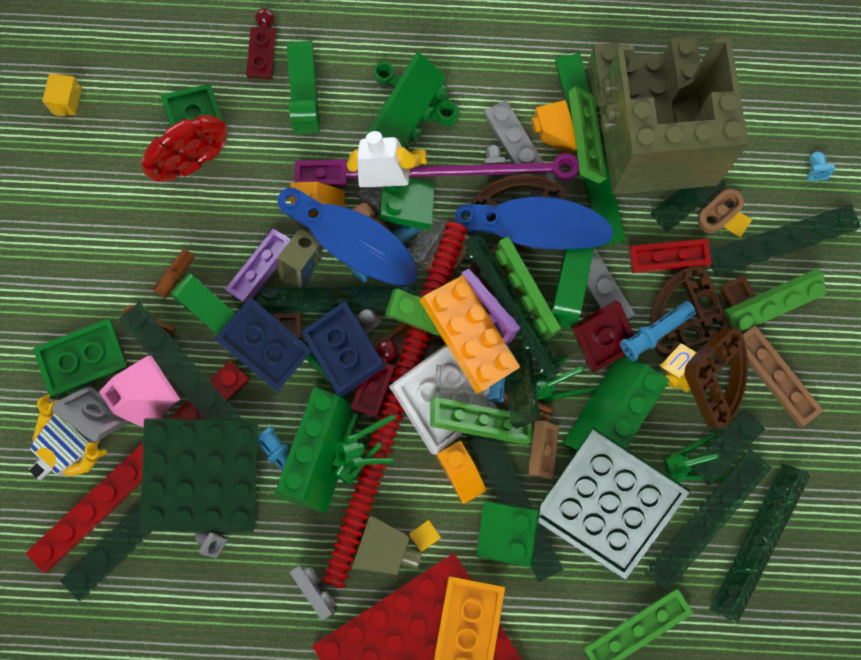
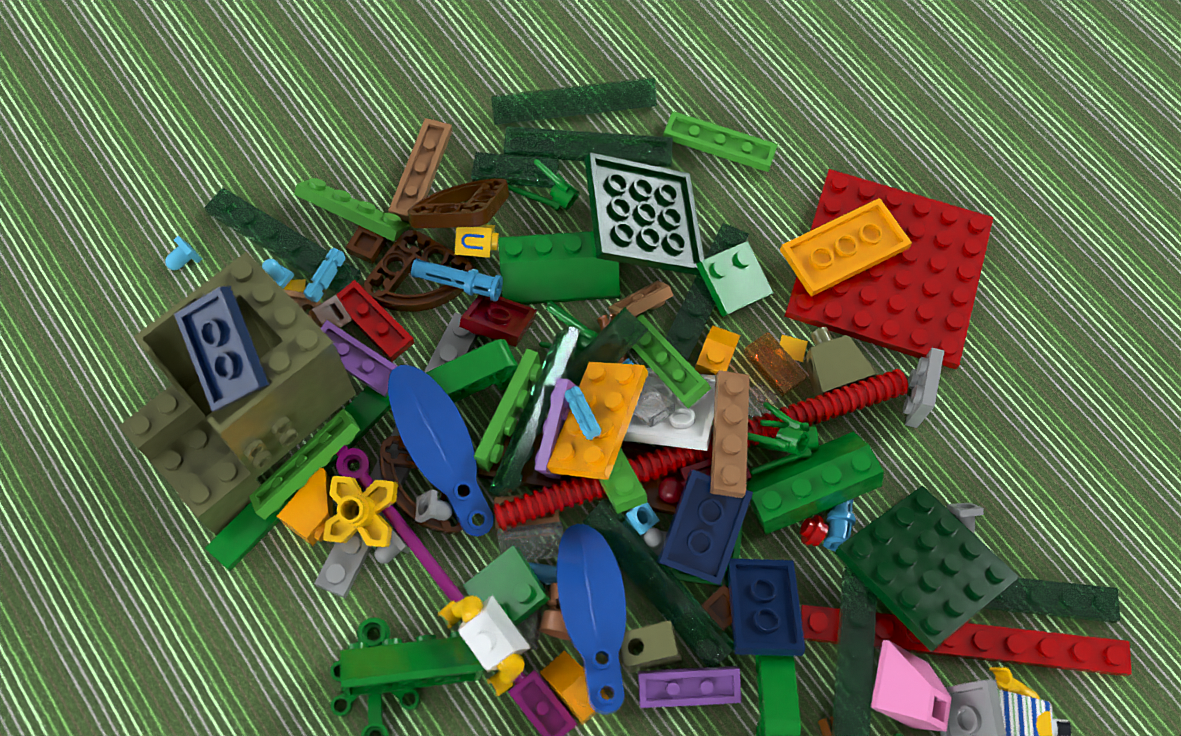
camera: 130 degrees left, 10 degrees down
(286, 427) = (813, 531): none -> red plate
(383, 322) = (641, 518): none -> medium azure piece
(387, 410) = (730, 434): none -> medium nougat plate
(403, 474) = (756, 399): none -> clear plant
(421, 507) = (775, 364): none -> clear orange plate
(479, 319) = (582, 413): none -> medium azure axle
(496, 192) = (430, 507): none -> light grey piece
(528, 148) = (367, 521): none -> yellow plant
(646, 218) = (360, 360): none -> medium lavender plate
(679, 82) = (221, 348): none -> dark blue plate
(692, 226) = (332, 311): none -> reddish brown plate
(728, 243) = (324, 275): none -> medium azure axle
(756, 217) = (279, 273): none -> medium azure piece

